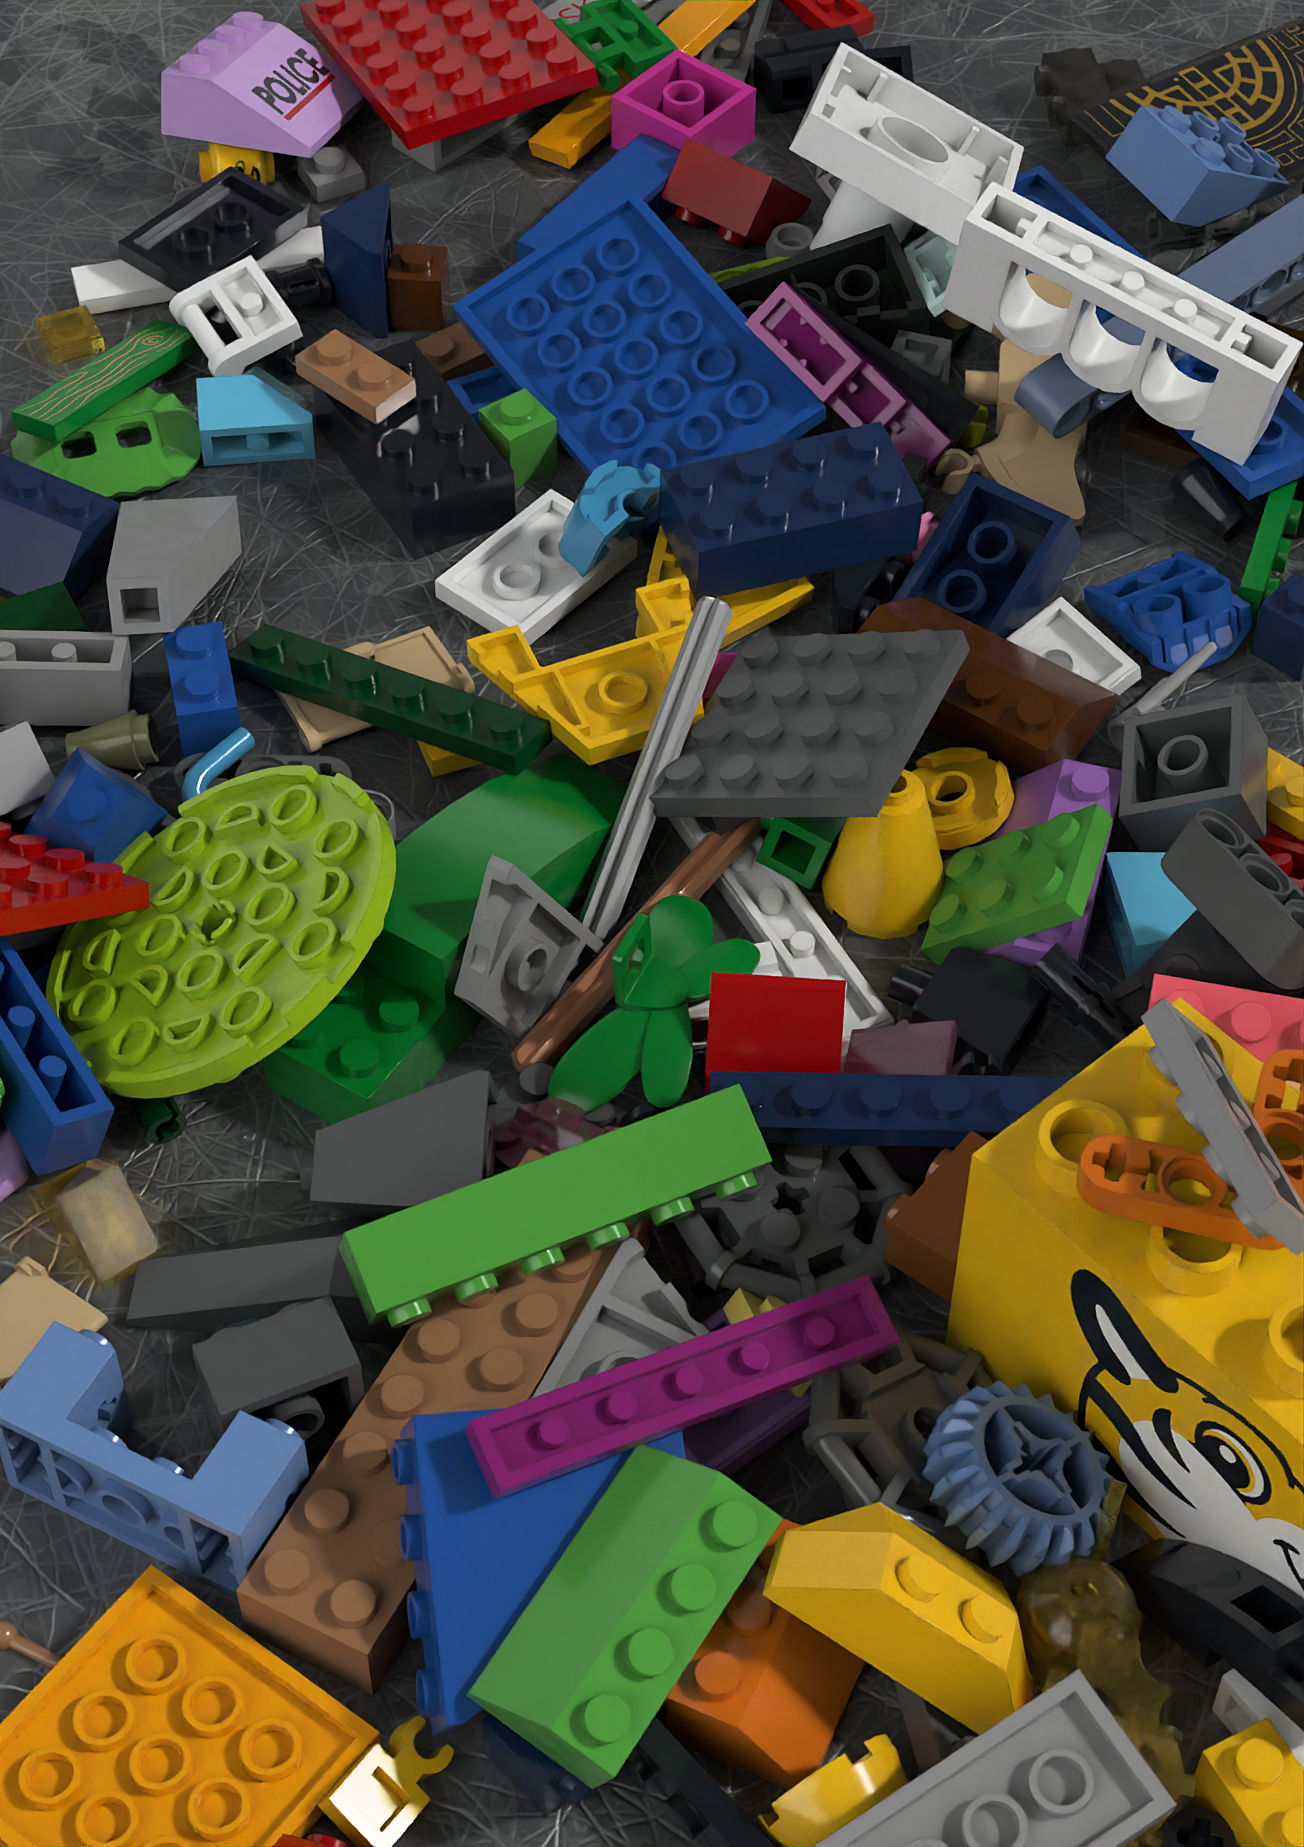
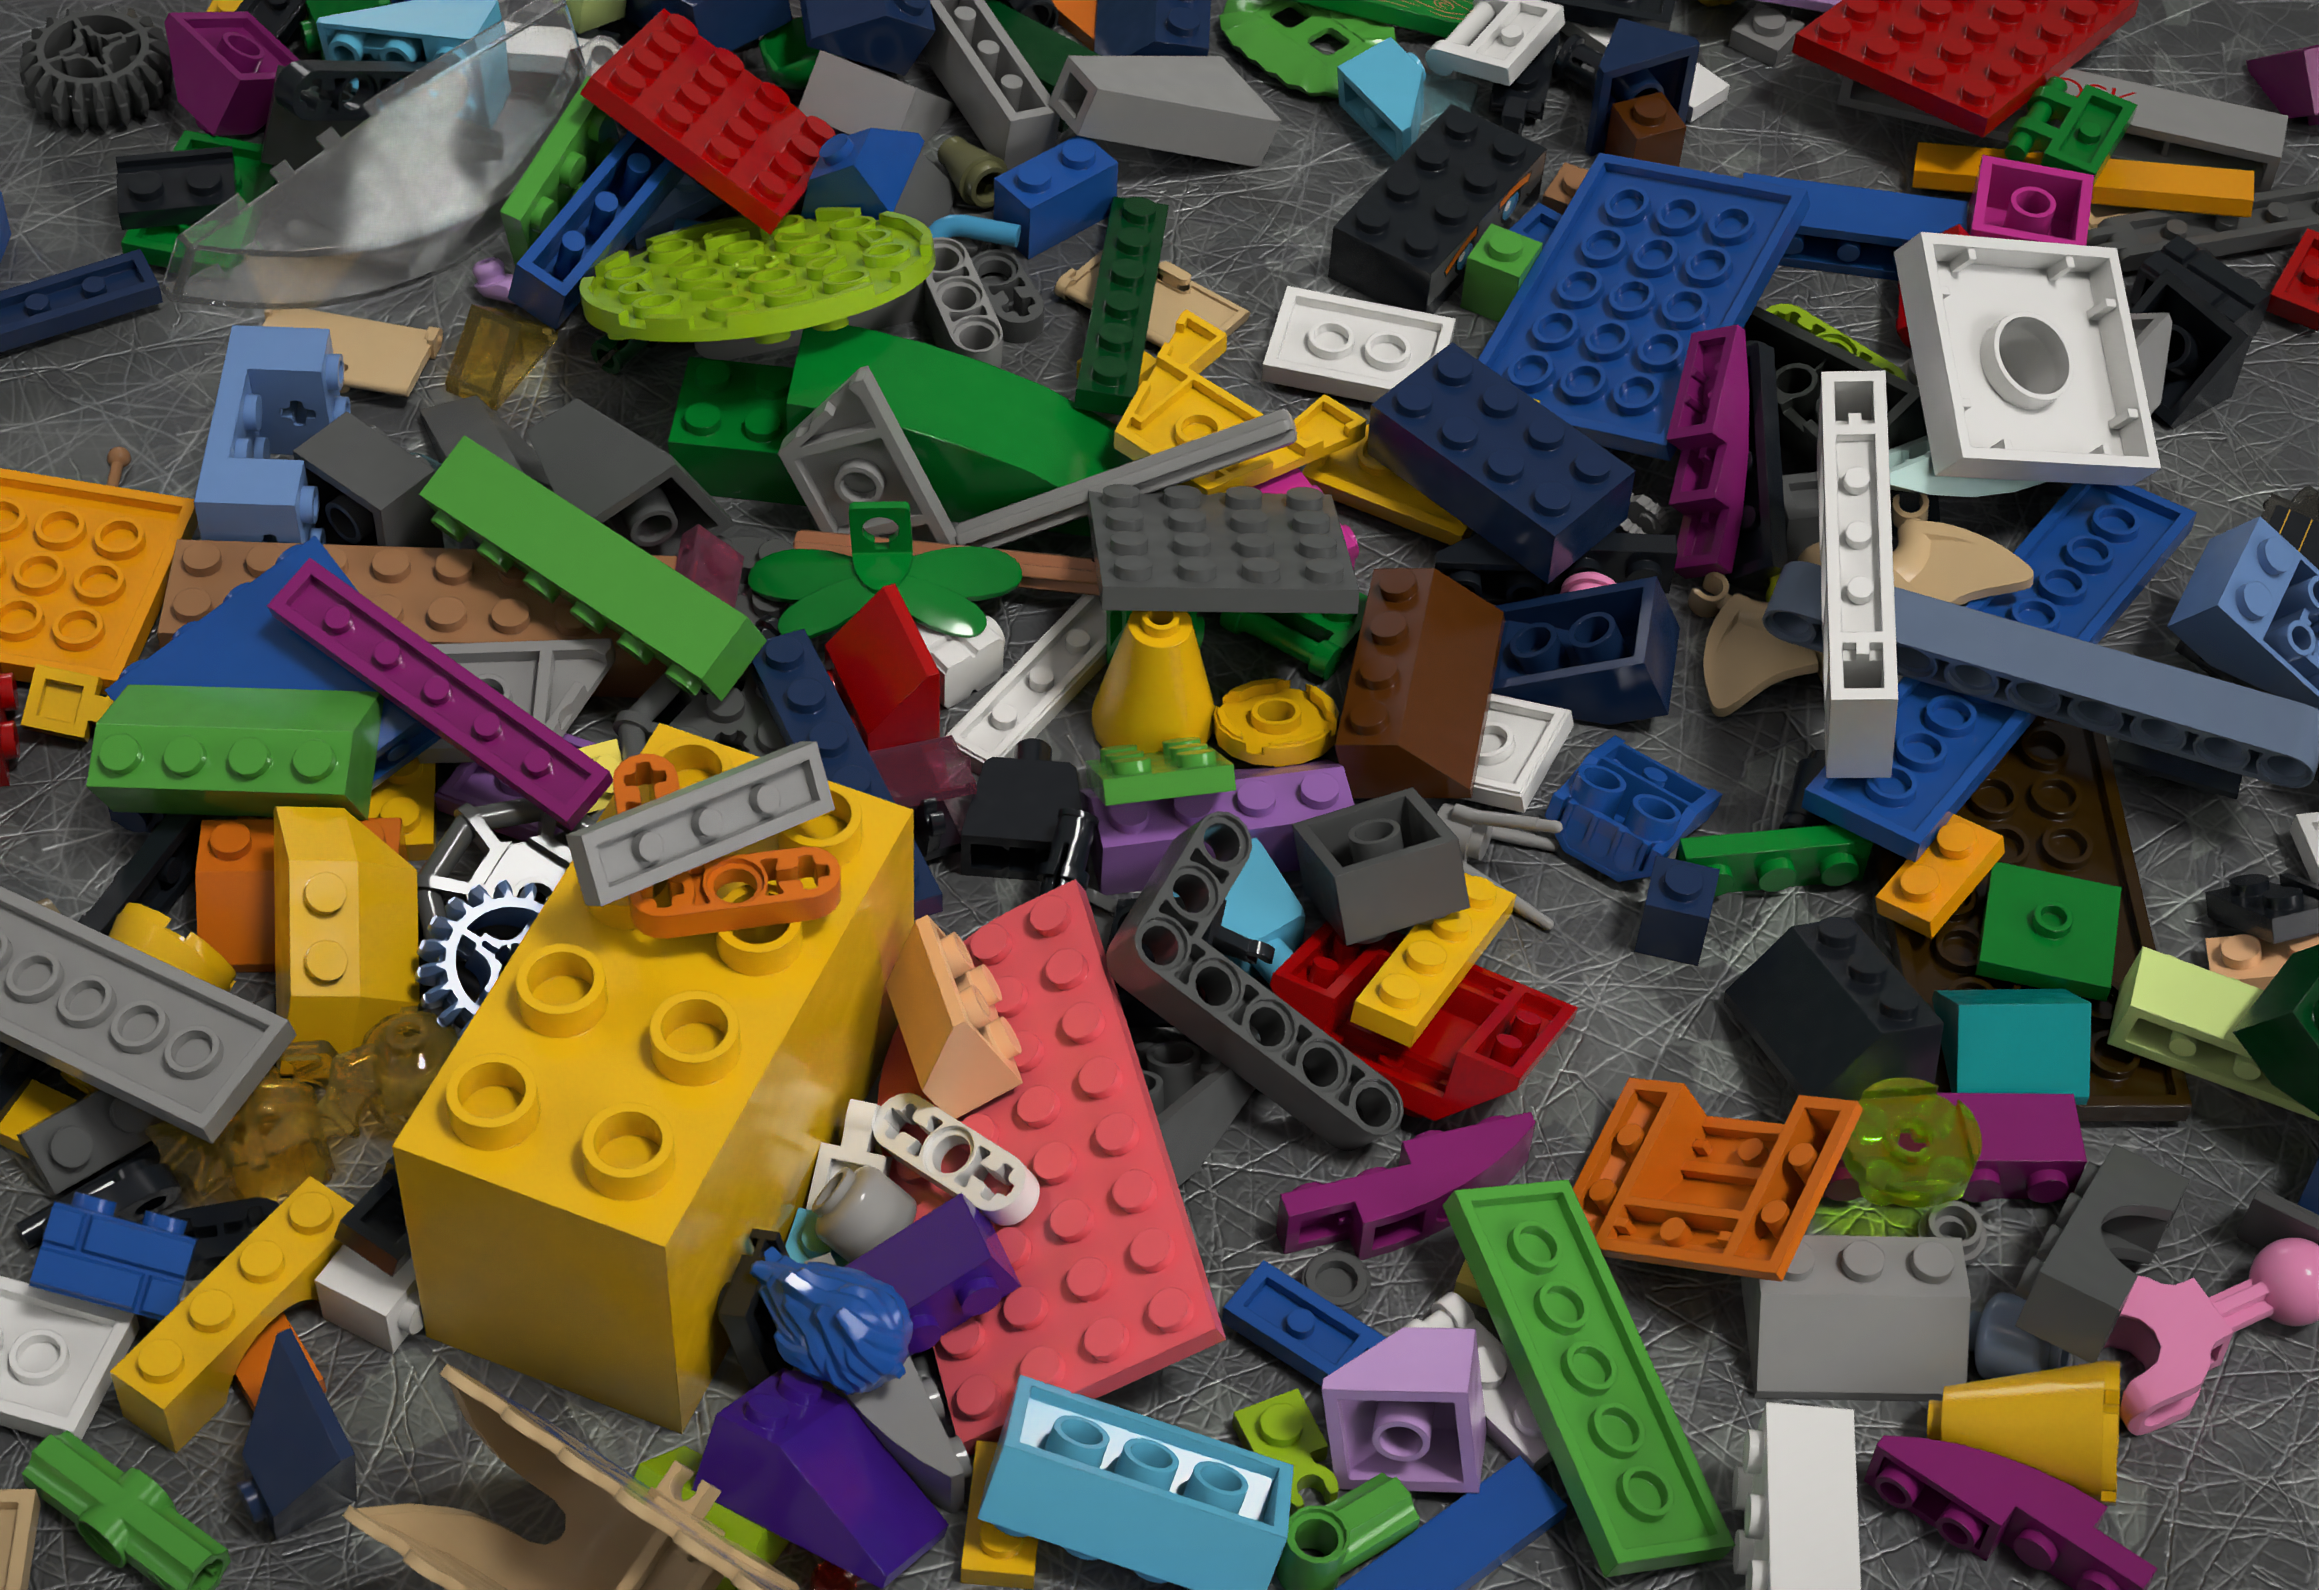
camera: 60 degrees right, 0 degrees up
(355, 376) = (1452, 123): medium nougat plate -> none
(609, 504) = (1409, 340): dark azure cylinder -> none

